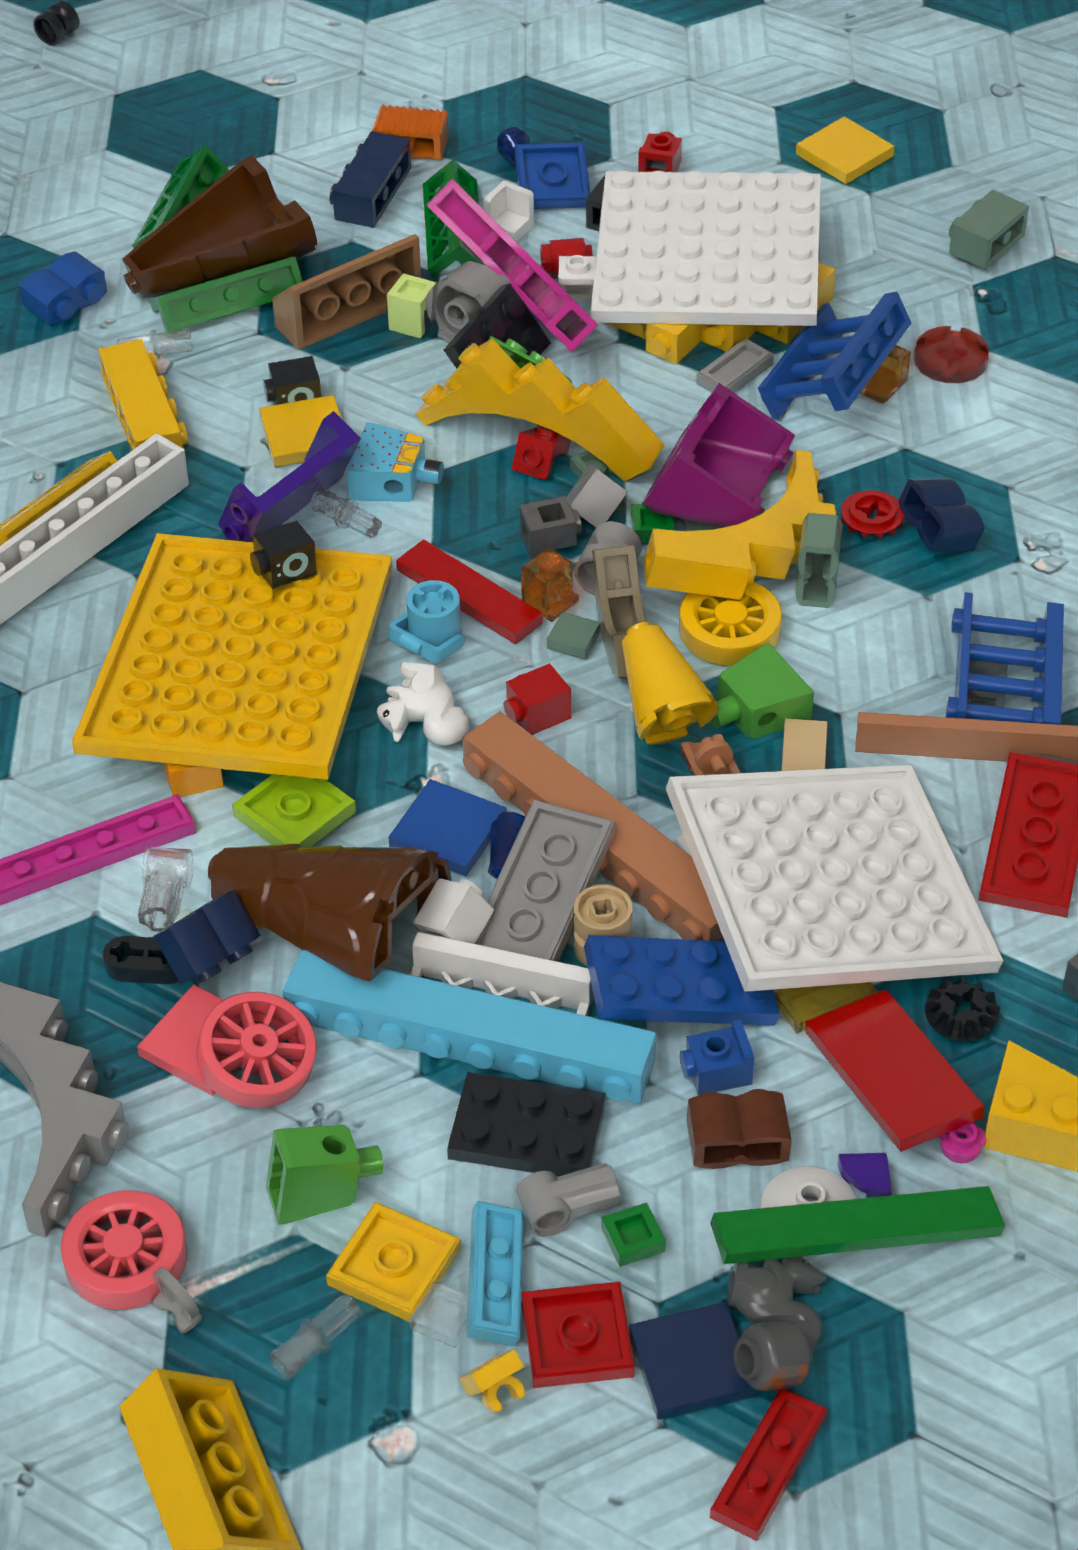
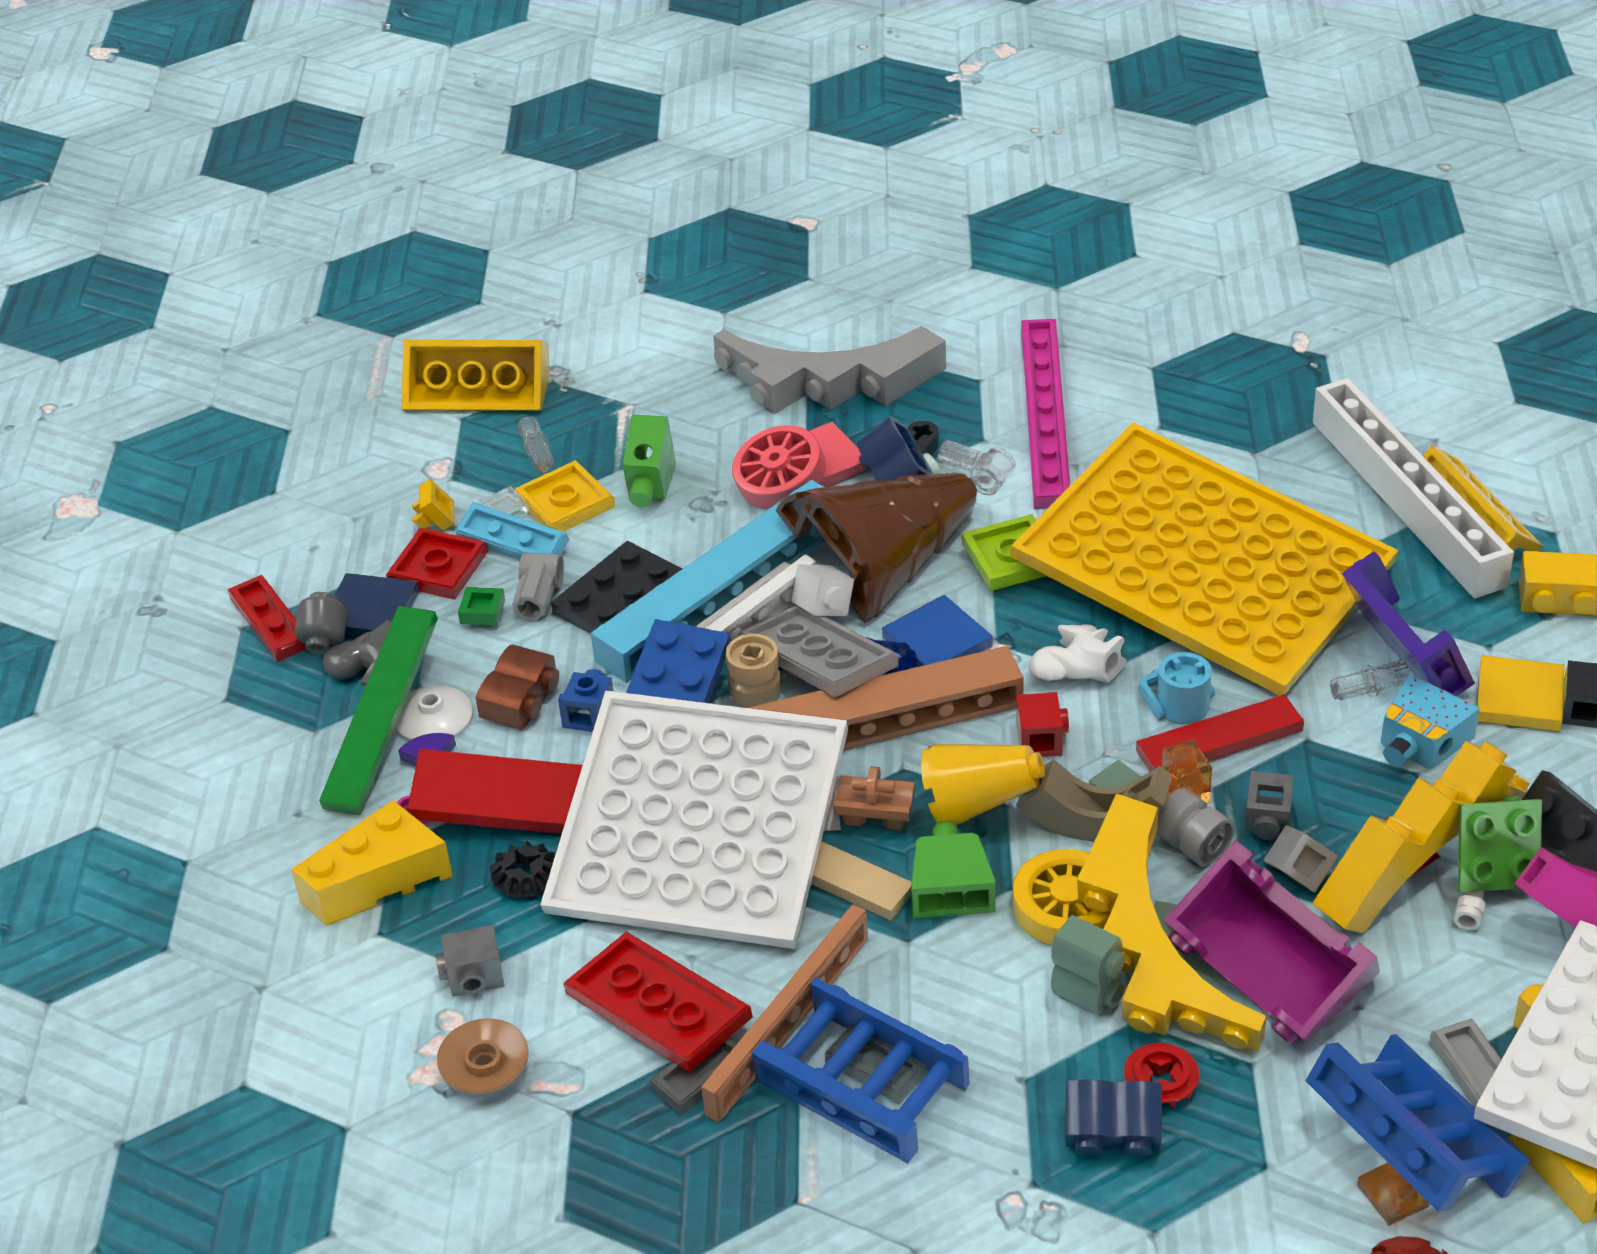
camera: 120 degrees right, 5 degrees down
(122, 1248) = (670, 382): coral wheel -> none
(176, 1299) = (621, 395): light grey piece -> none
(283, 554) = (1301, 596): black brick -> none

